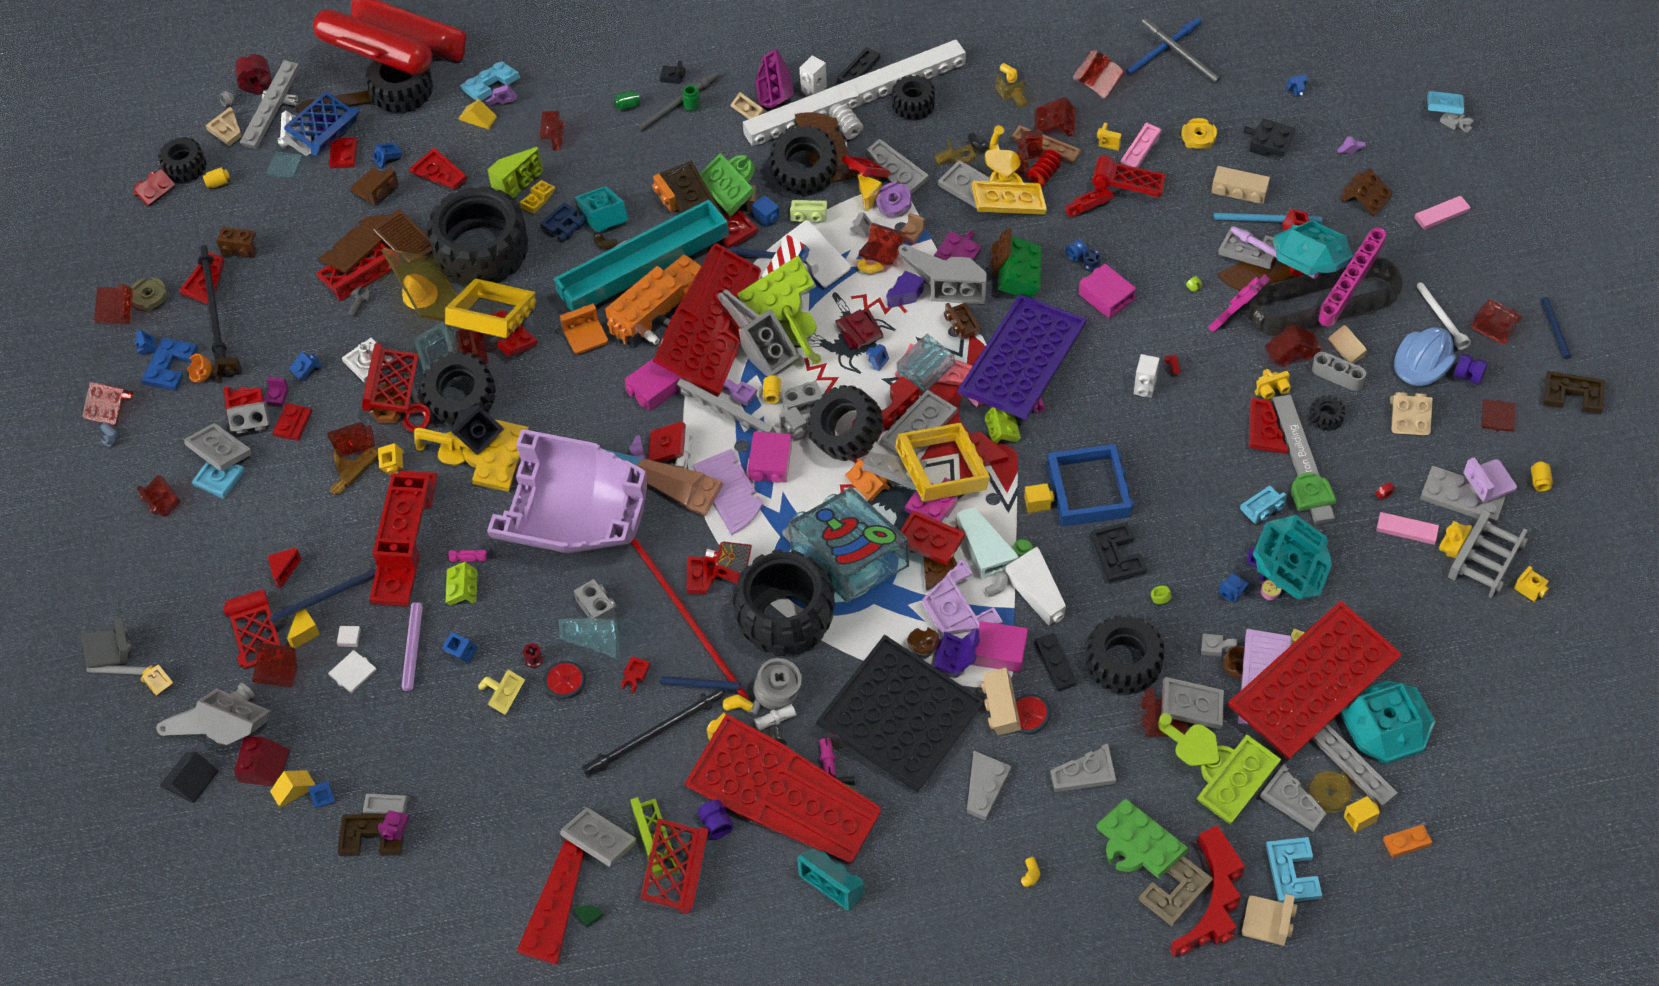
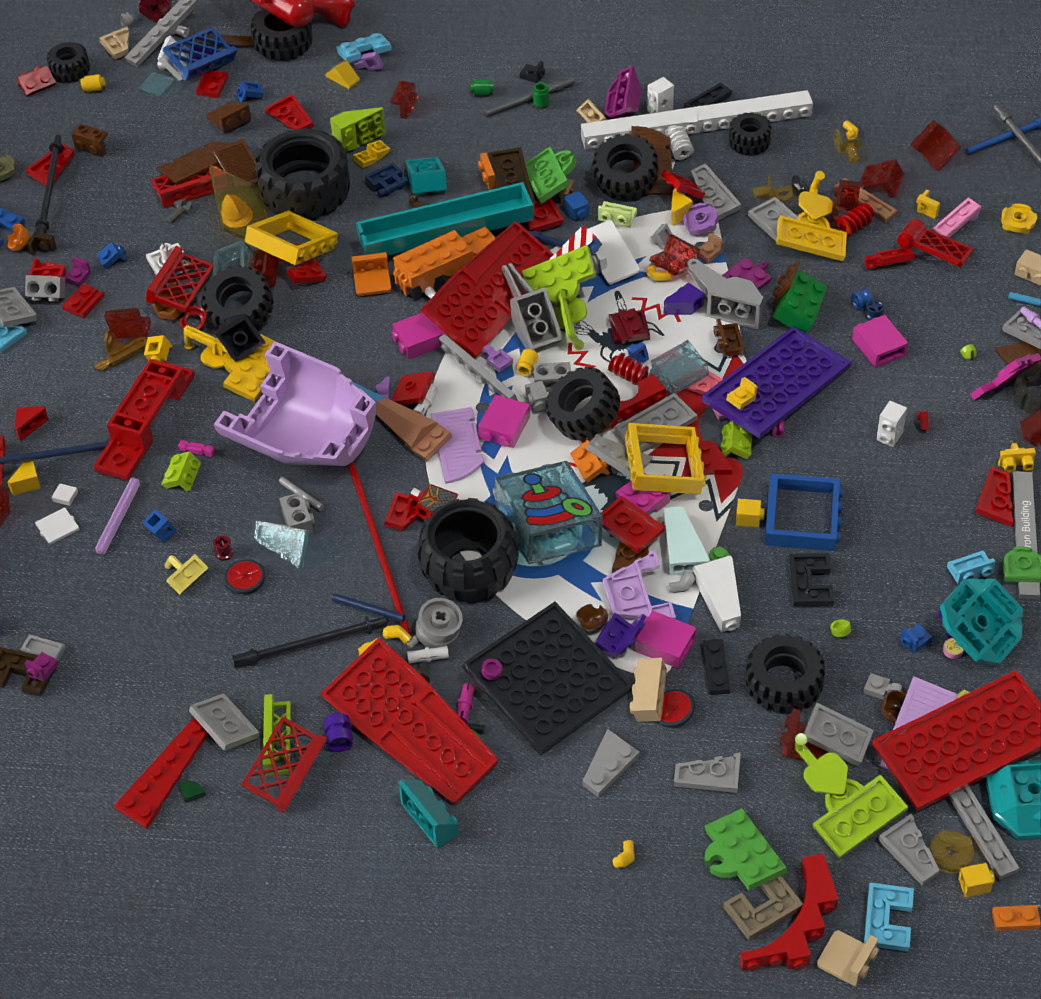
camera: 15 degrees right, 5 degrees down
(586, 577) = (293, 488): none -> light grey bar
(635, 671) = (311, 583): red plate -> none
(847, 719) = (491, 669): none -> magenta tile
(875, 375) = (628, 368): none -> red piece
(998, 378) = (743, 394): none -> yellow bracket

